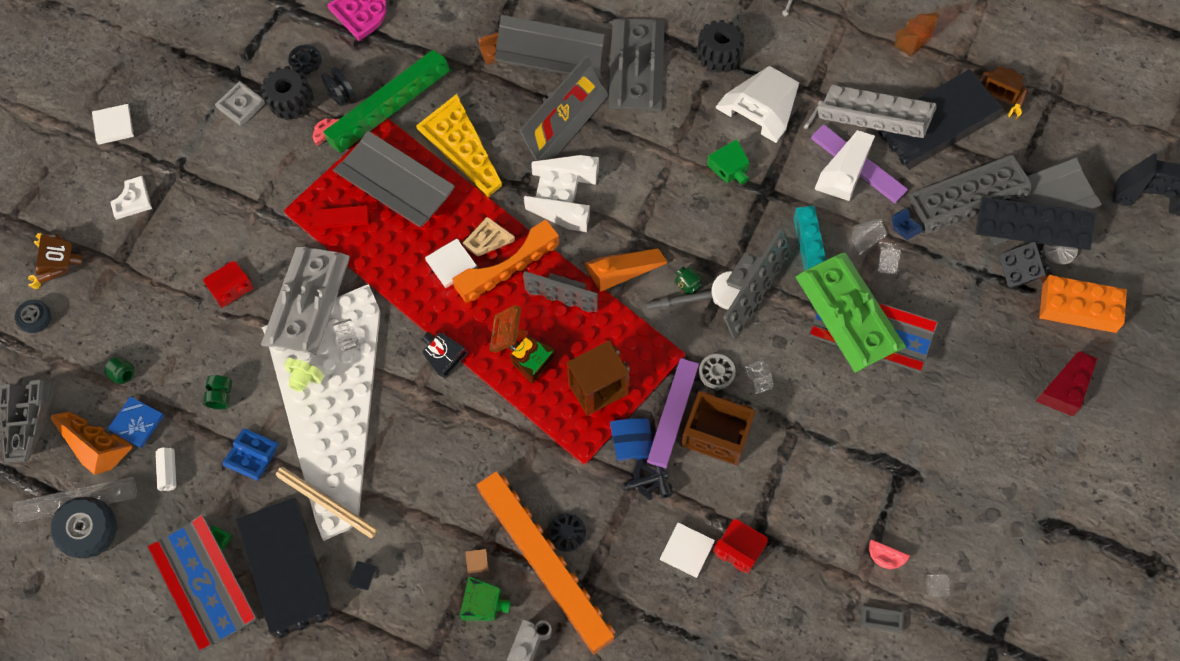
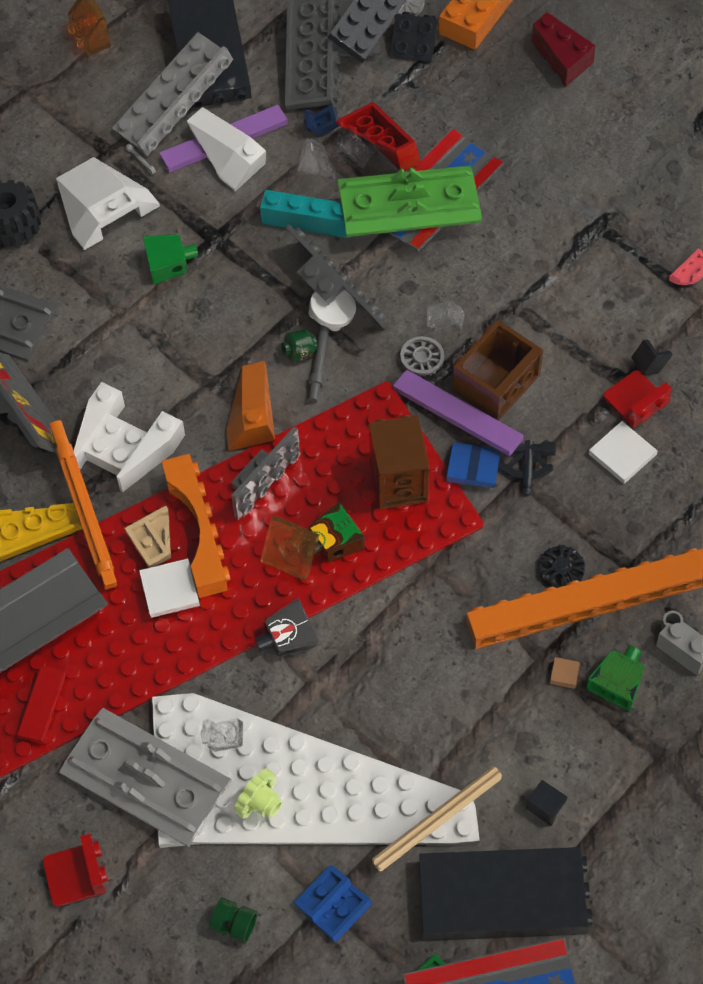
camera: 70 degrees left, 5 degrees down
(495, 183) = (83, 506): none -> orange piece
(780, 545) = (648, 359): none -> black panel
(905, 267) = (384, 134): none -> red wedge

